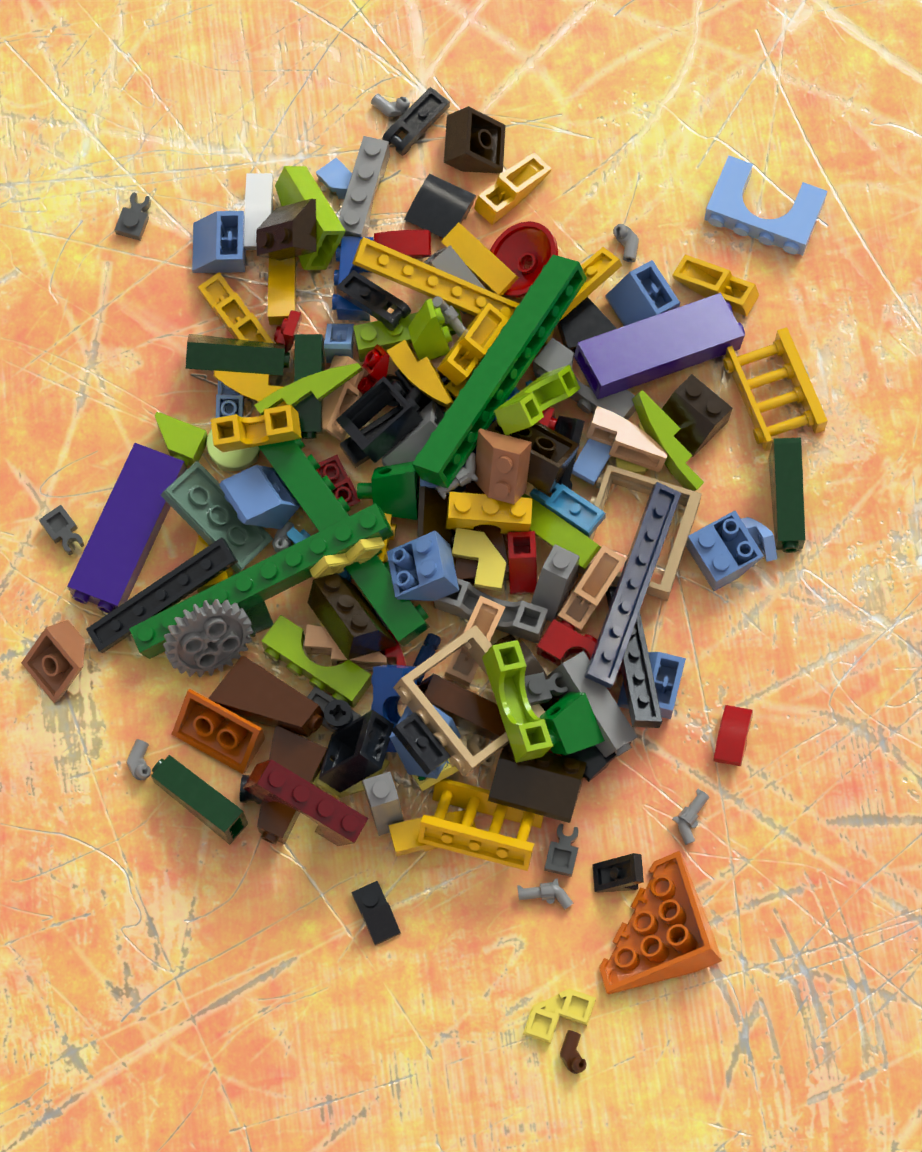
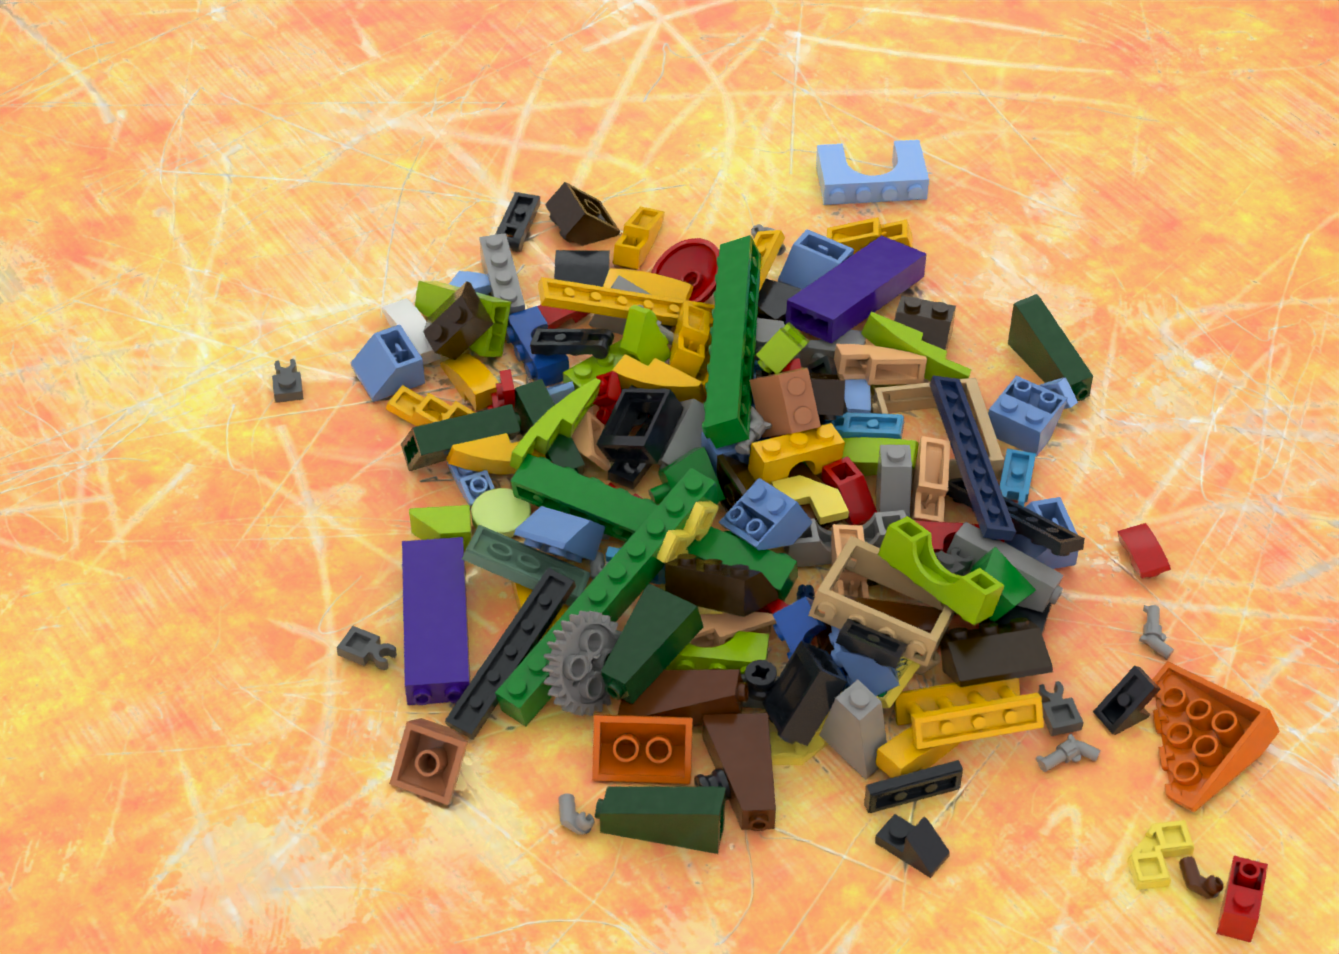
camera: 30 degrees left, 25 degrees down
(239, 432) = (549, 454): yellow arch -> none
(264, 644) = (649, 642): none -> dark green slope
(334, 819) = (752, 735): dark red arch -> none
(388, 108) = (485, 223): light grey arm -> none
(404, 865) = (913, 786): none -> black tile
(589, 1088) = (1242, 899): none -> red slope
(675, 611) = (1017, 475): none -> dark azure hinge
(792, 369) = (983, 269): yellow fence -> none

